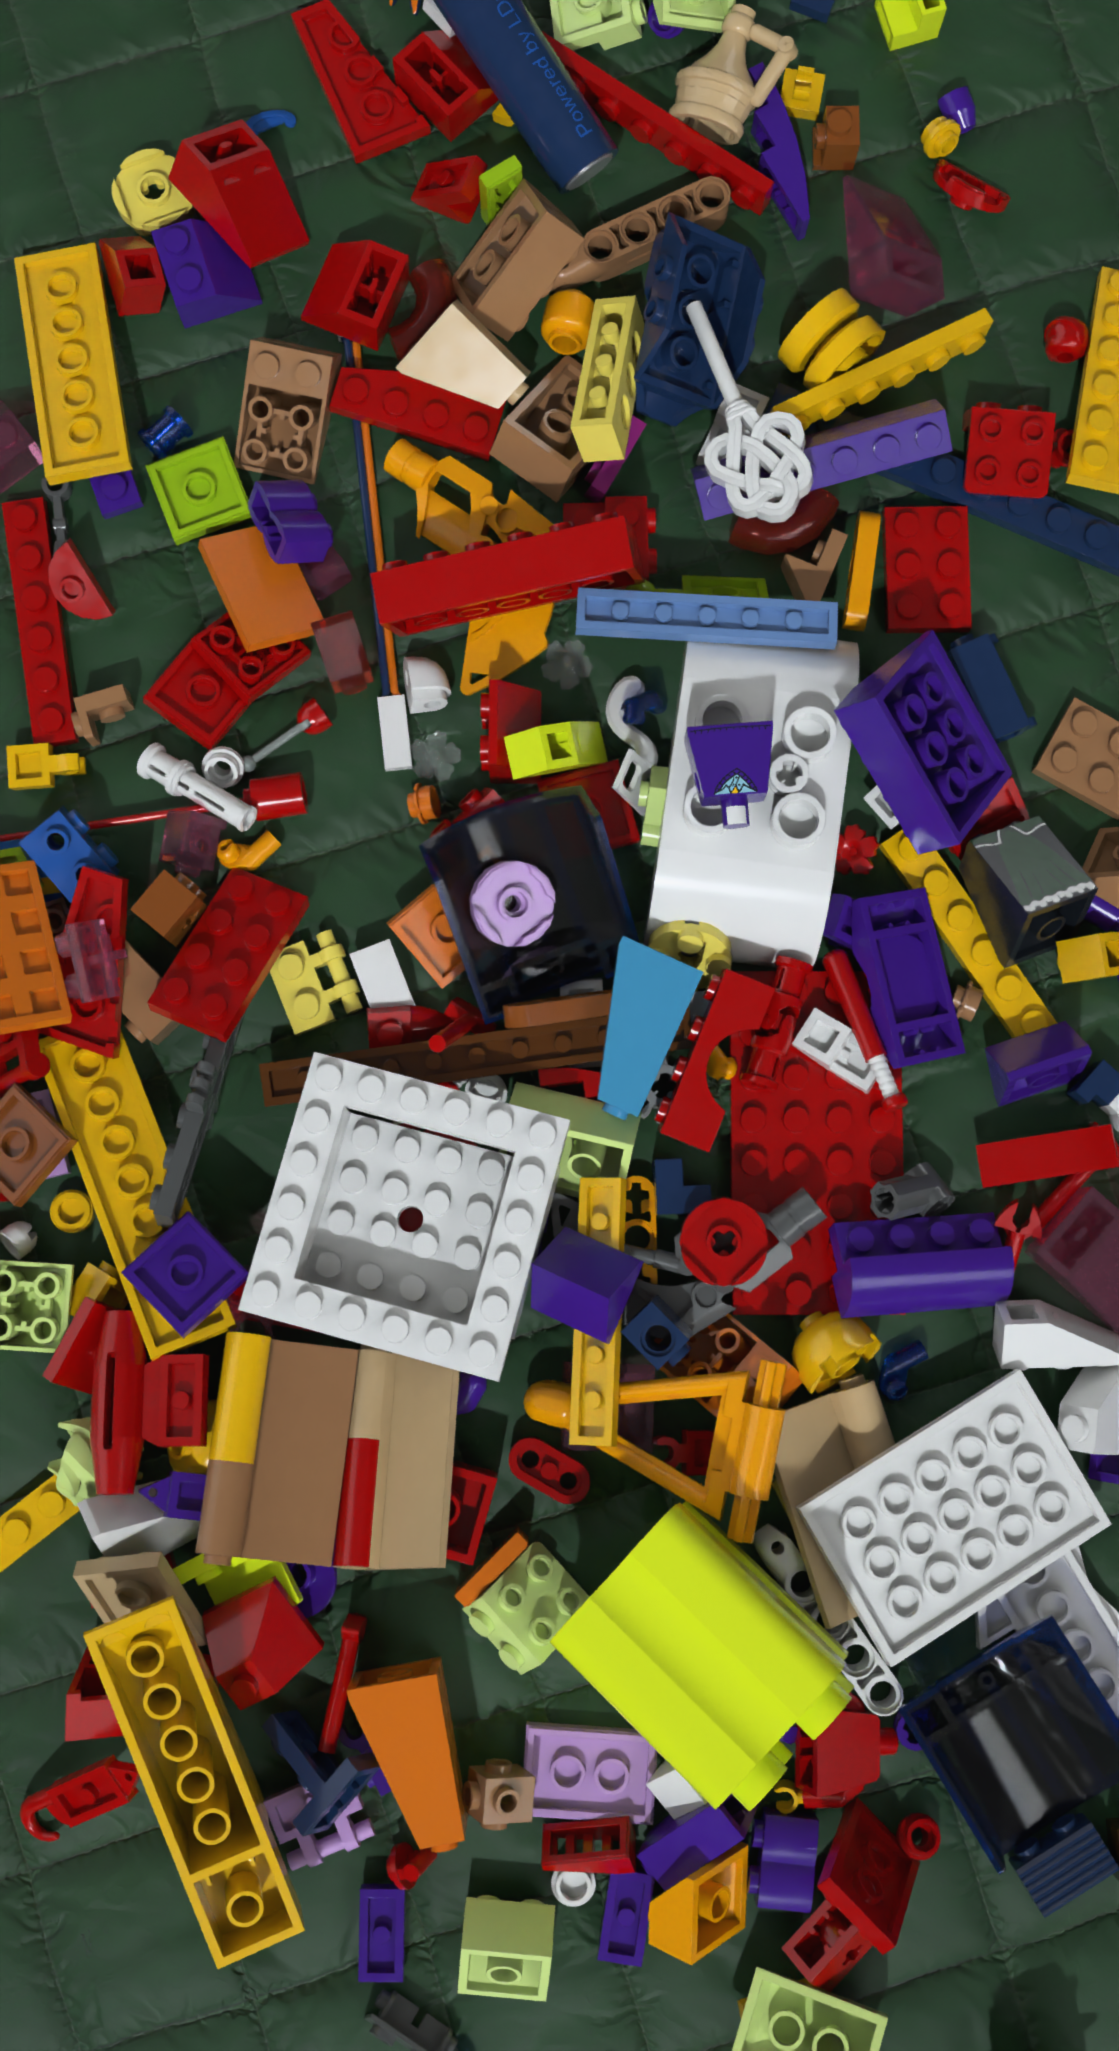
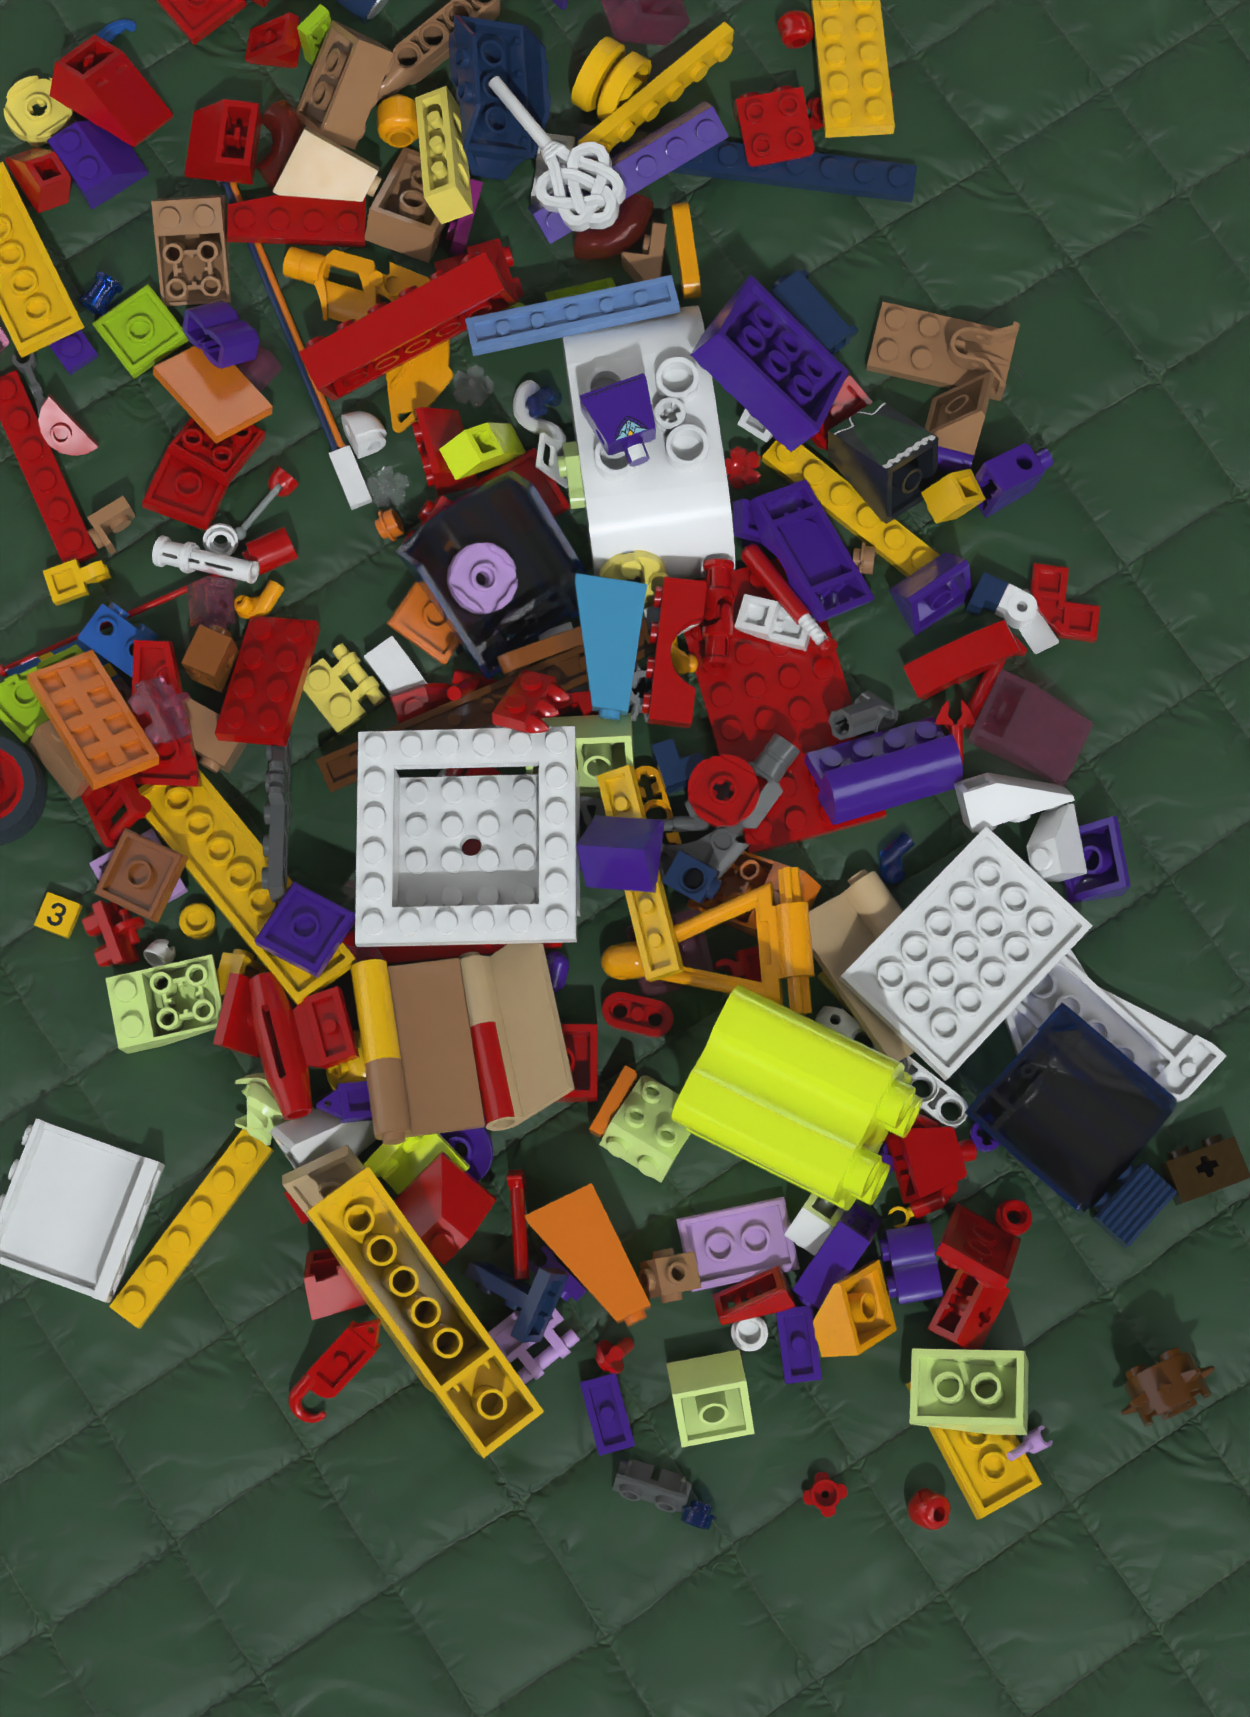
camera: 10 degrees left, 5 degrees down
(343, 653) = (292, 424): clear red slope -> none
(524, 1073) = (528, 702): none -> red plate
(831, 1348) = (834, 854): yellow cylinder -> none
(926, 569) = (737, 235): red plate -> none

